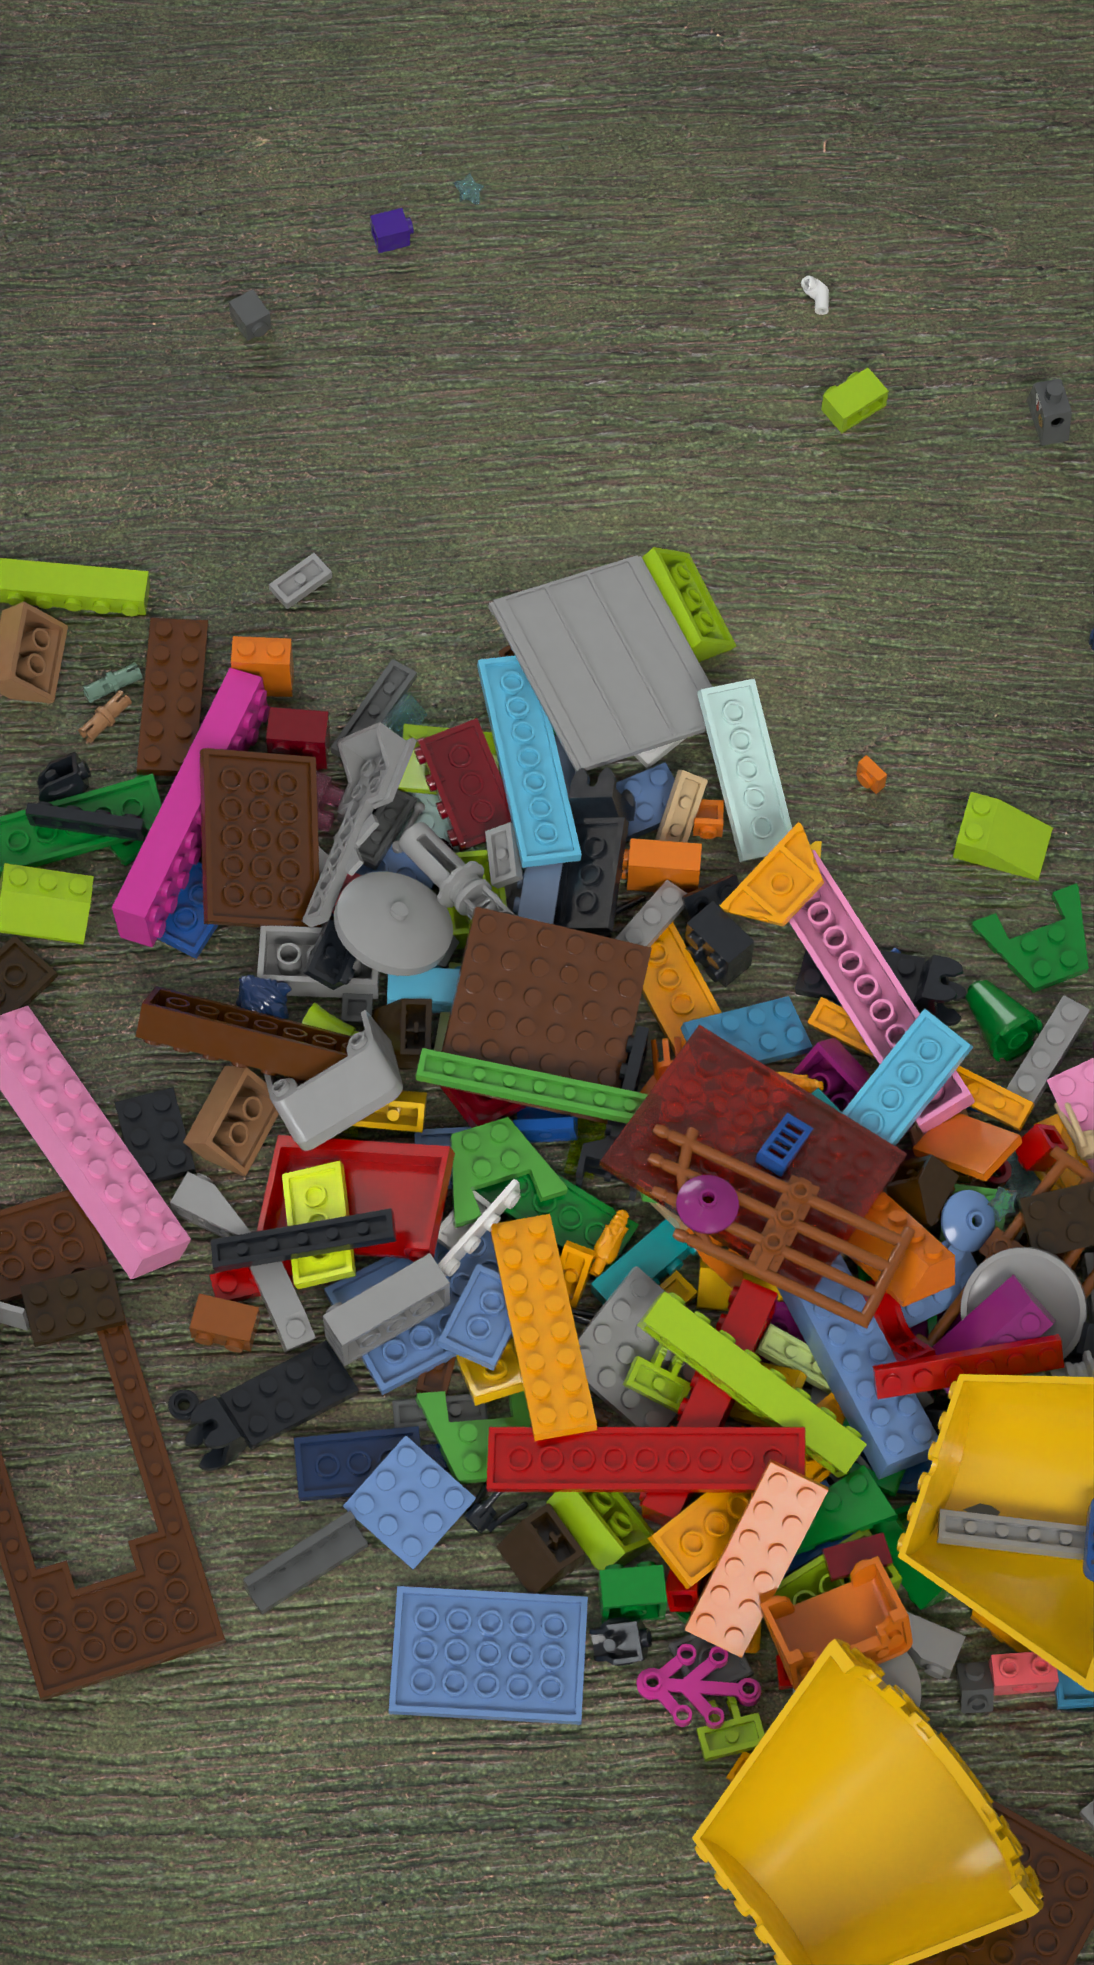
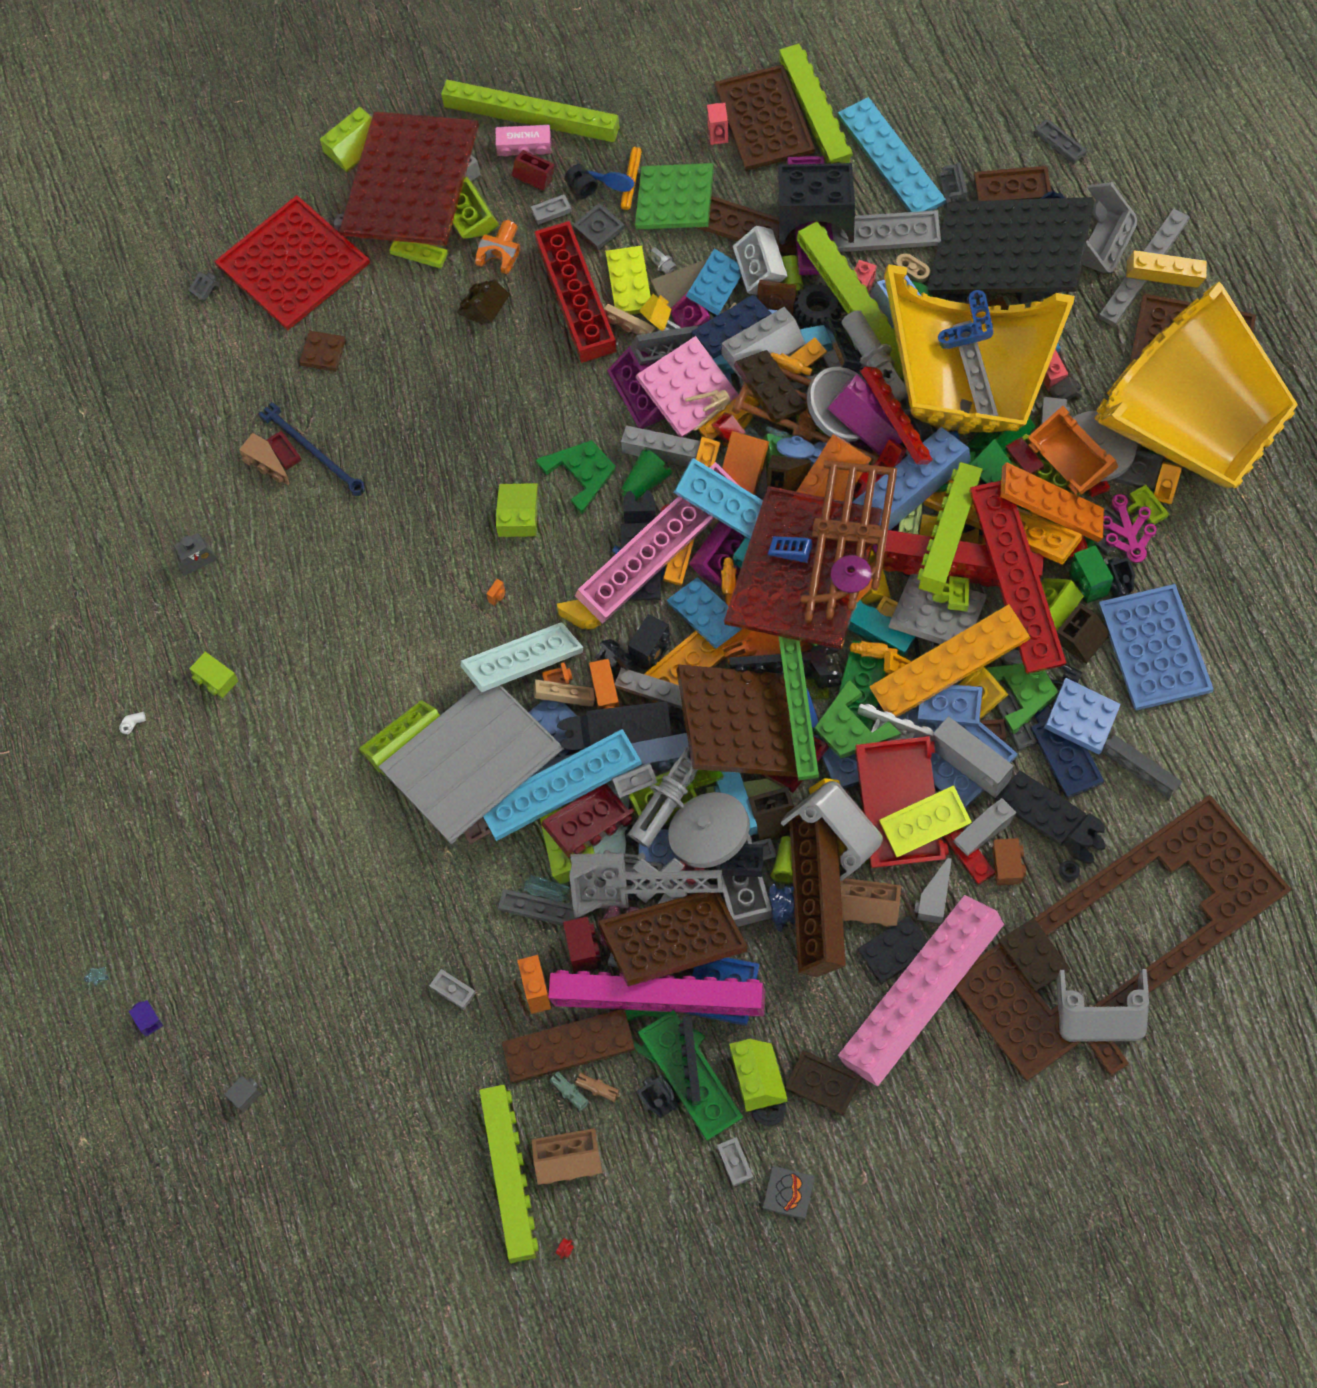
camera: 100 degrees left, 0 degrees up
(303, 1240) = (944, 821): black plate -> none
(779, 882) = (608, 603): light orange wing -> none

